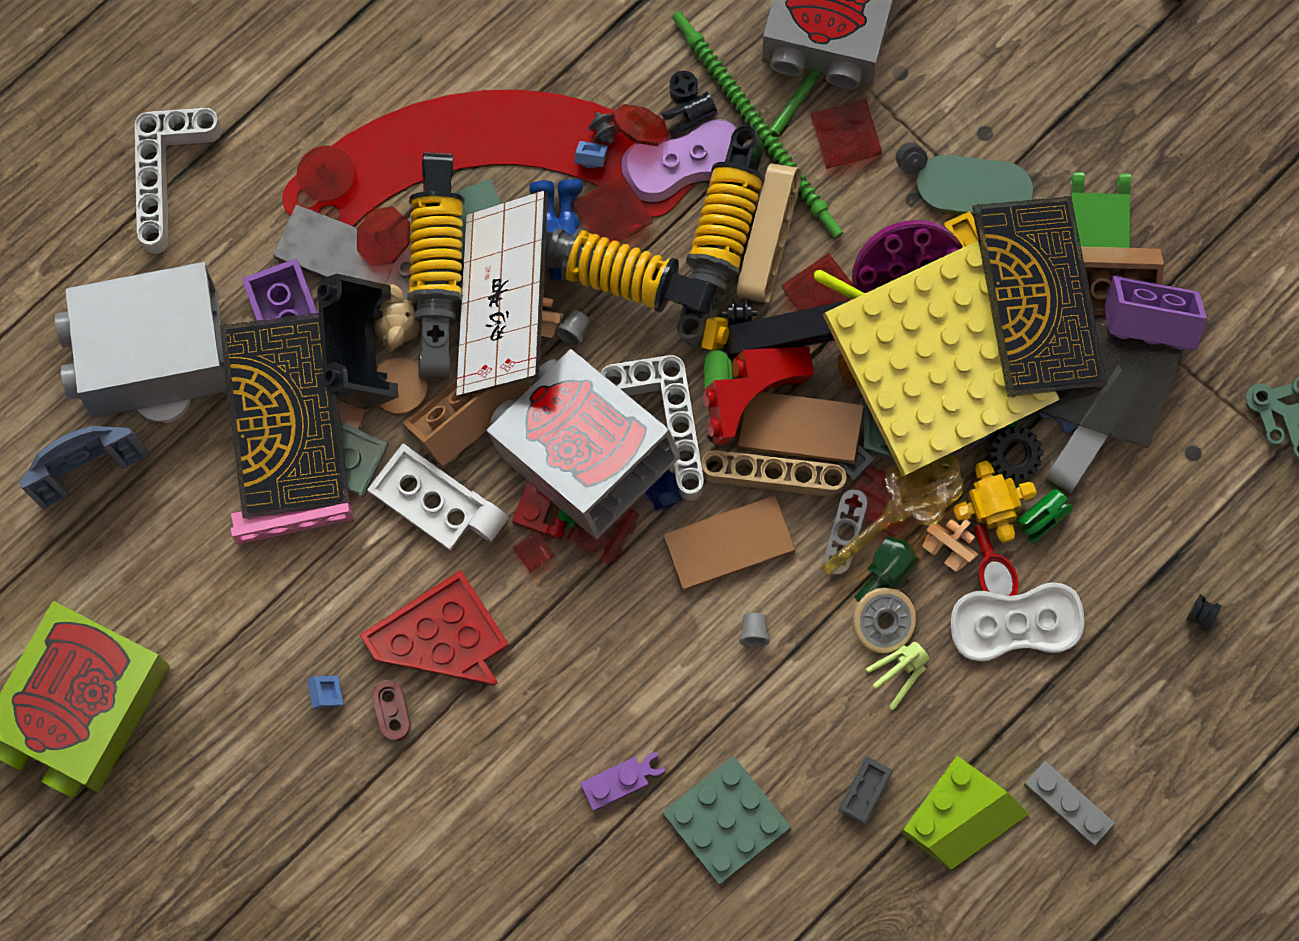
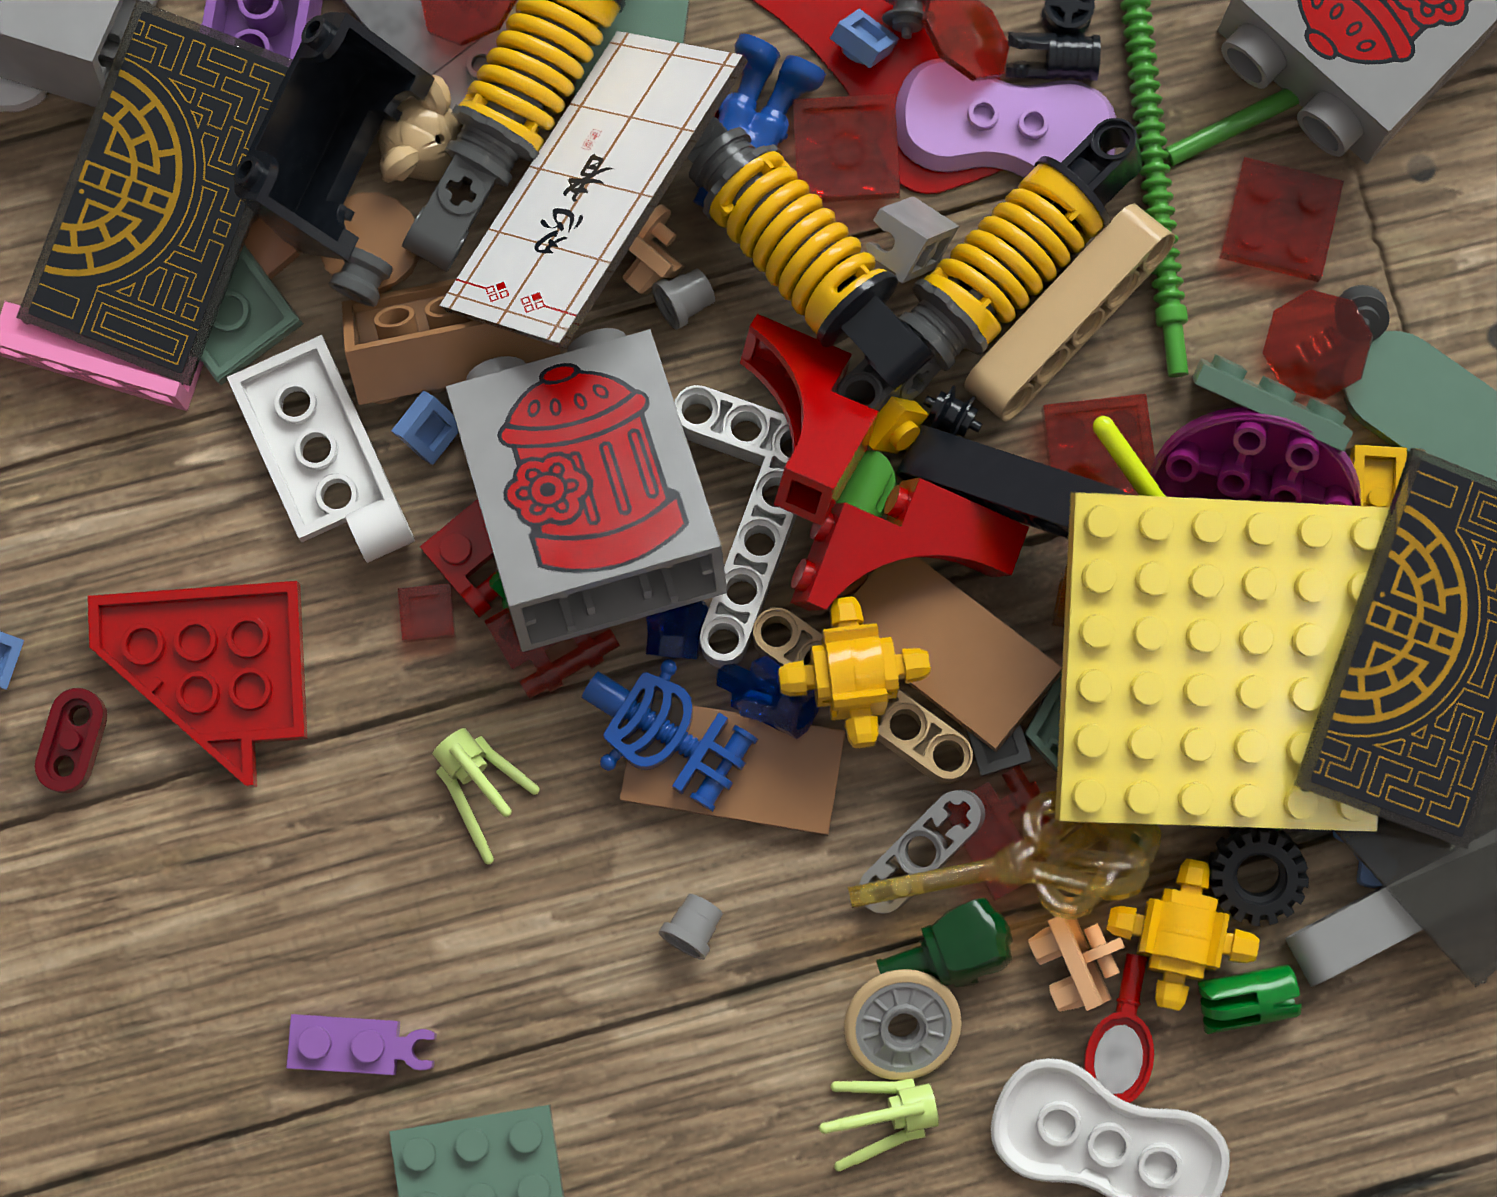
camera: 25 degrees right, 5 degrees up
(408, 403) = (361, 277): none -> dark grey wheel
(482, 460) = (427, 427): none -> medium blue plate
(595, 611) = (463, 760): none -> yellowish green plant
(659, 541) = (623, 705): none -> blue torso
(674, 235) = (919, 238): none -> light grey hinge
(682, 350) = (825, 427): none -> red arch
(729, 496) = (759, 697): none -> clear blue rock
(765, 459) = (854, 672): none -> yellow piece
(867, 223) = (1272, 399): none -> sand green plate
(898, 184) = (1318, 344): none -> clear red piece

